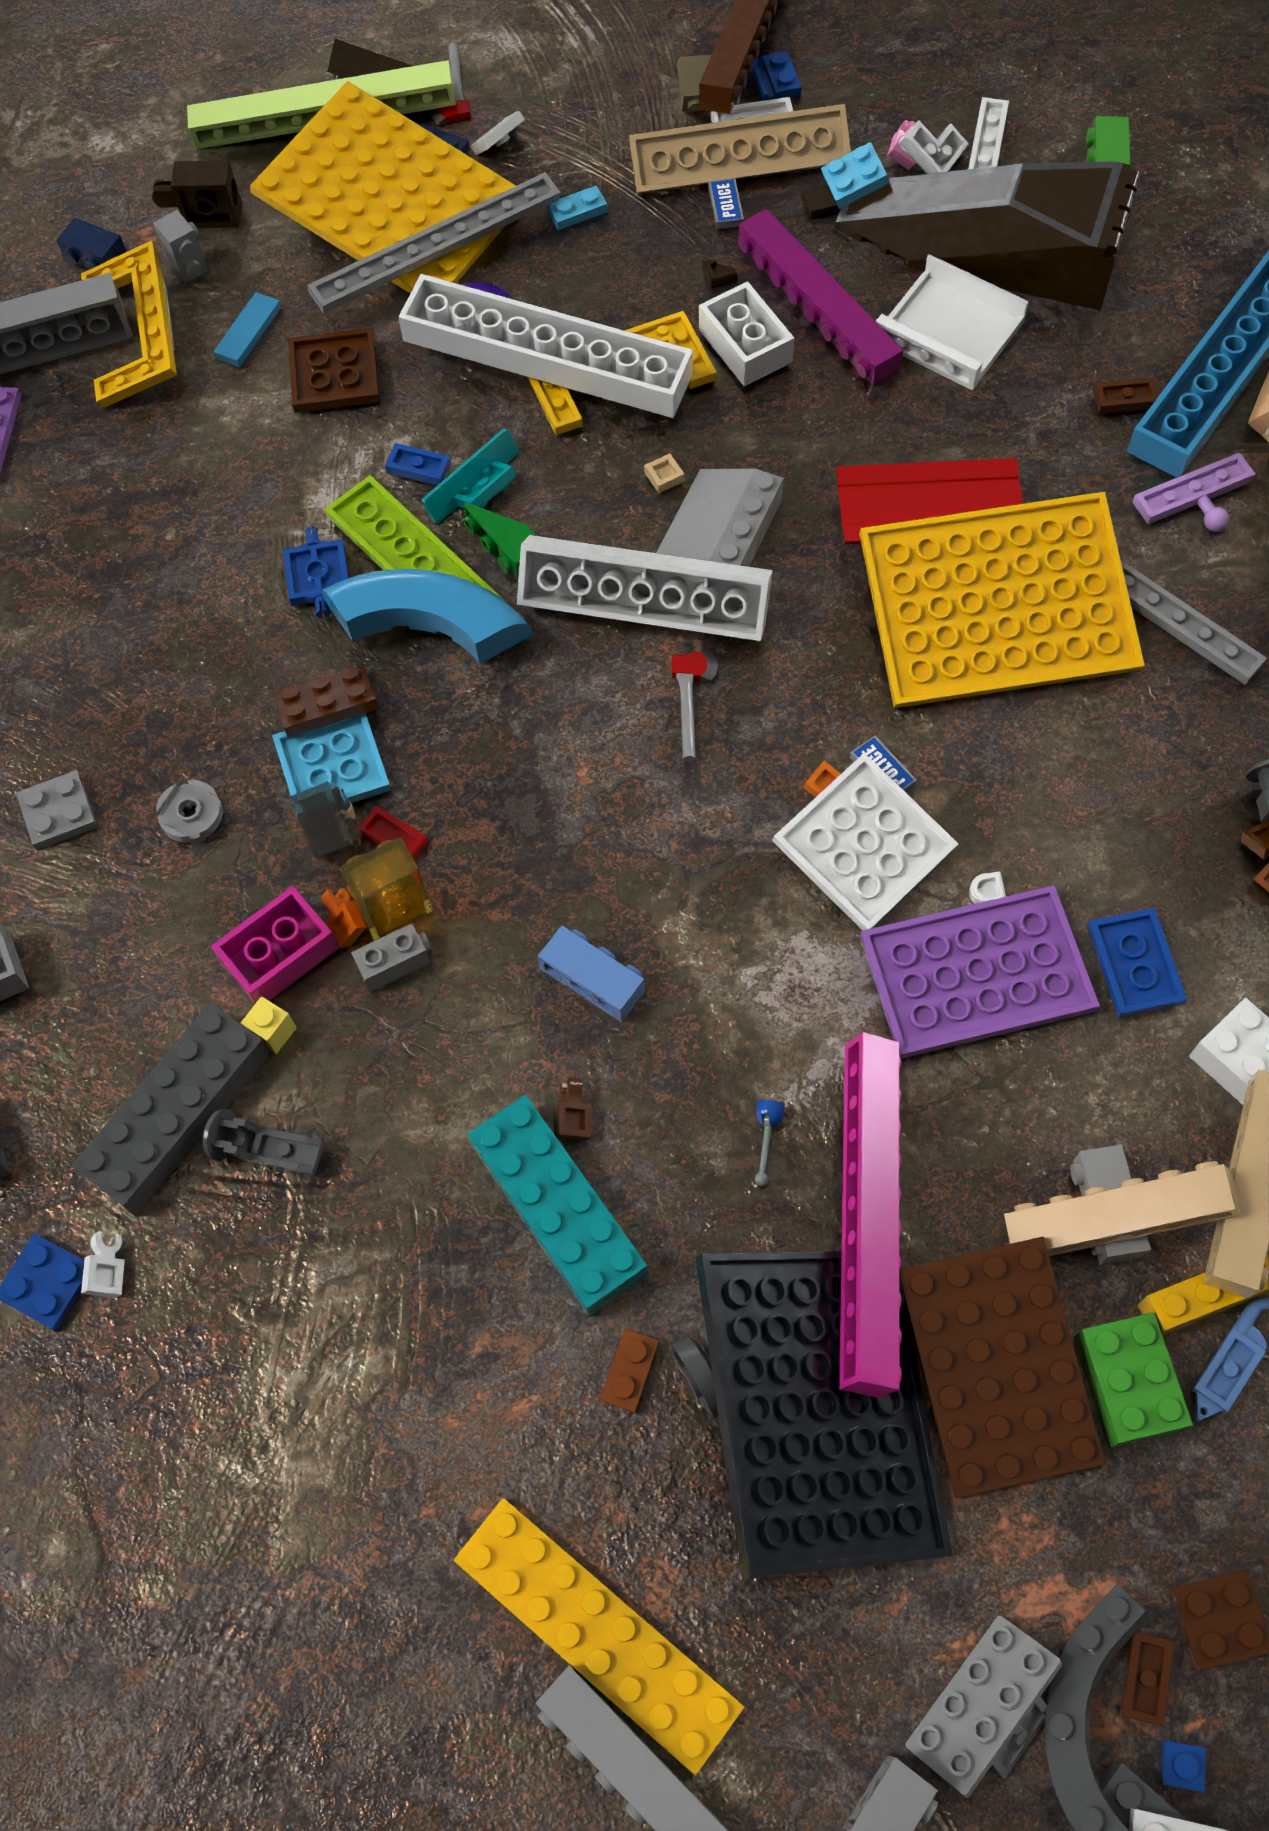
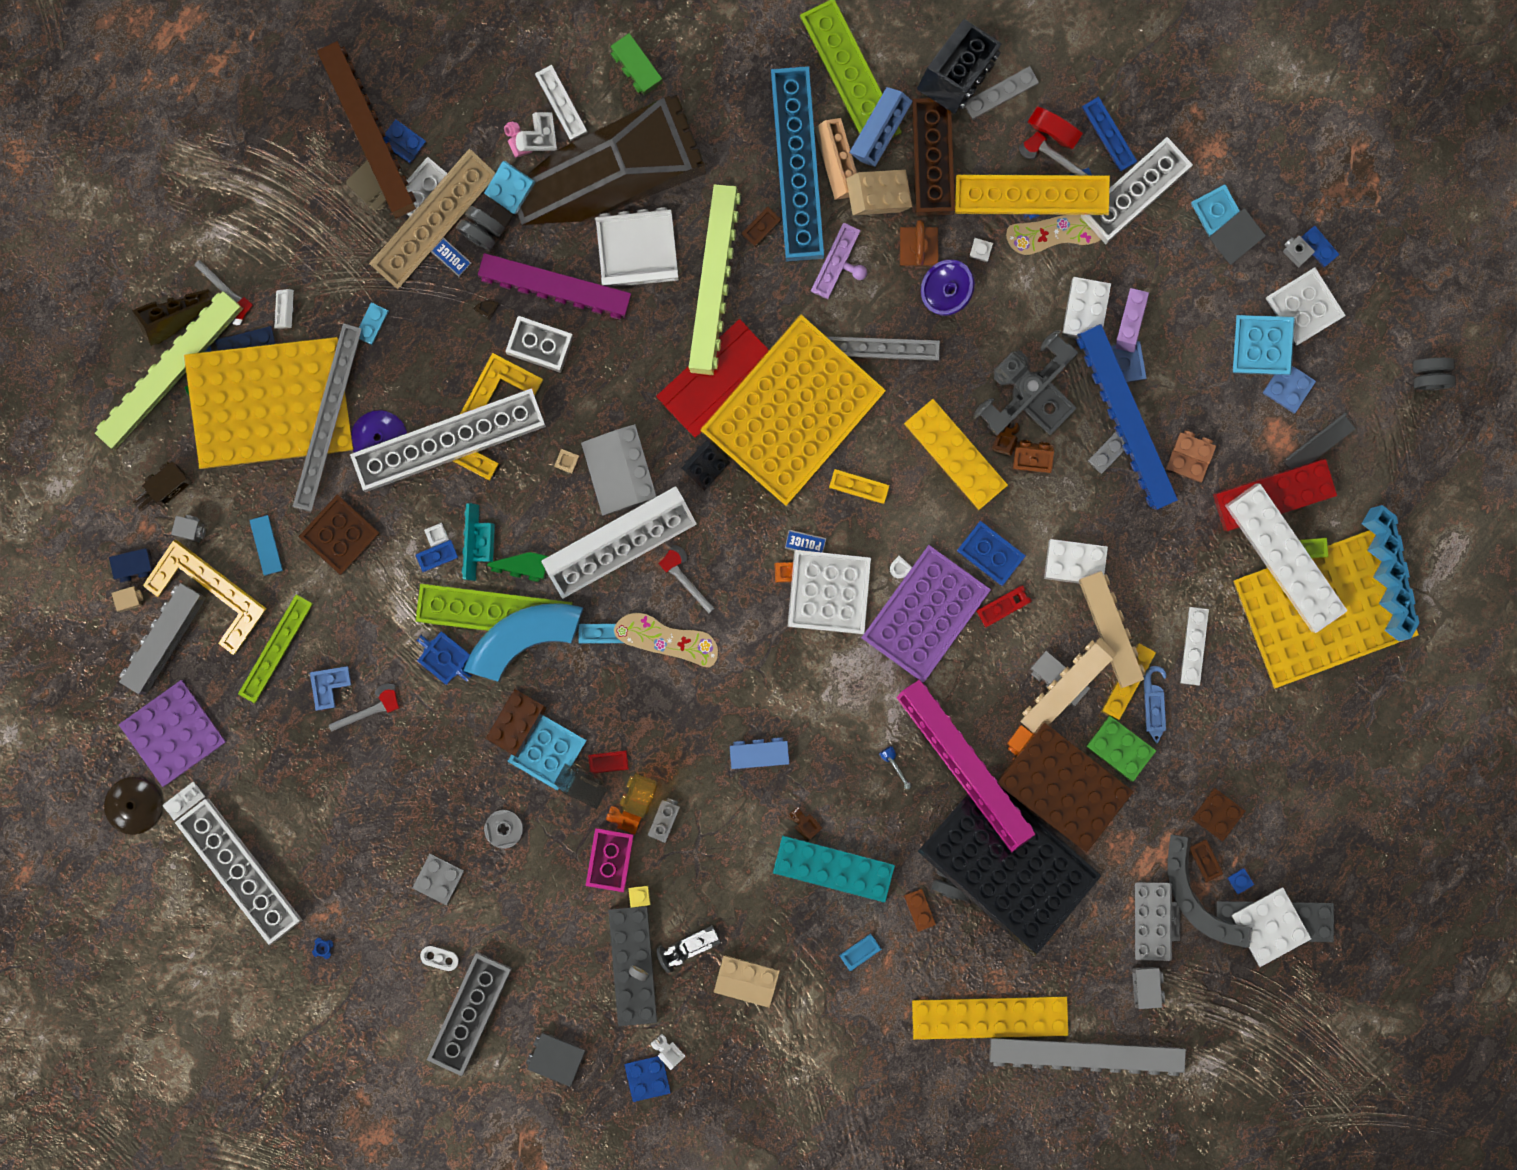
camera: 40 degrees left, 20 degrees up
(49, 271) = (127, 599): none -> tan brick
(145, 429) = (275, 649): none -> lime plate
(160, 500) = (323, 684): none -> medium blue plate
(160, 1110) = (638, 973): none -> light grey tile
(207, 576) = (388, 703): none -> piece
(299, 1260) = (746, 981): none -> tan slope
(442, 443) = (436, 535): none -> white tile
(491, 1359) = (860, 952): none -> dark azure tile
(535, 687) = (597, 634): none -> medium azure plate
(587, 727) = (649, 634): none -> tan sticker
(785, 182) = (480, 228): none -> dark grey wheel
(831, 583) = (705, 465): none -> black plate
(979, 1238) = (1018, 740): none -> orange brick
(1014, 752) = (859, 486): none -> yellow plate
(1016, 399) = (713, 279): none -> yellowish green brick
(1100, 1044) = (1003, 606): none -> red plate
(1182, 811) = (955, 454): none -> yellow plate

